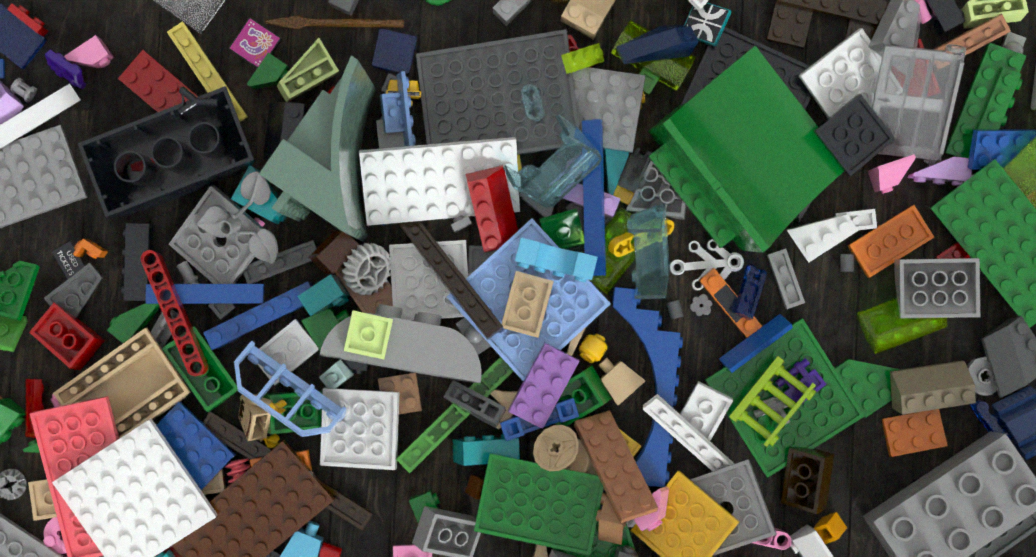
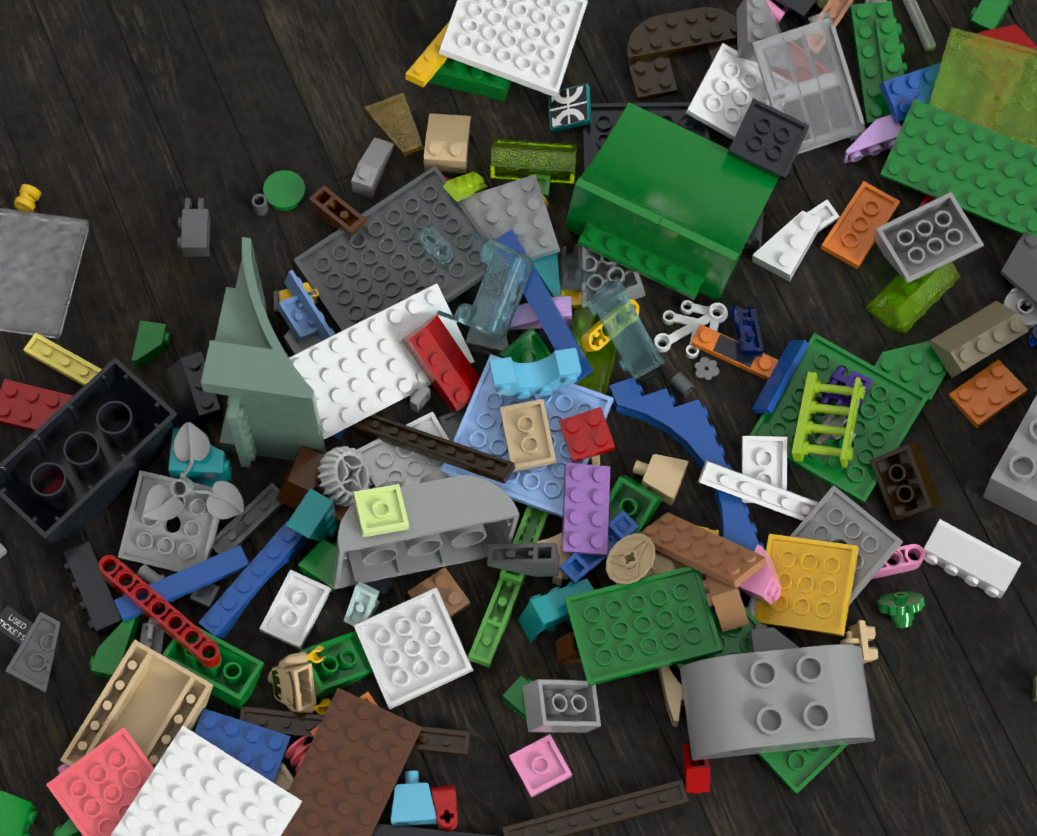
camera: 25 degrees left, 20 degrees down
(34, 393) = (45, 802): red plate -> none
(66, 337) = (49, 698): red slope -> none
(91, 247) = (37, 597): orange bracket -> none
(194, 101) = (89, 384): black piece -> none
(254, 42) = (120, 323): tile -> none
(288, 379) = (322, 628): light blue plate -> none
(299, 22) = (157, 284): clear orange piece -> none
(309, 71) = (193, 319): yellowish green wedge -> none
(394, 51) = (273, 266): clear blue tile -> none
(467, 31) = (335, 211): none -> reddish brown slope
(574, 326) = (586, 435): none -> red plate
(593, 348) = (619, 459): yellow head -> none
(659, 44) = (538, 139): dark blue wedge -> none
(785, 279) = (777, 305): light grey plate -> none
(830, 528) = (957, 516): light orange brick -> none
(846, 262) = (829, 264): dark grey hinge -> none
(889, 174) = (821, 161): bright pink slope -> none

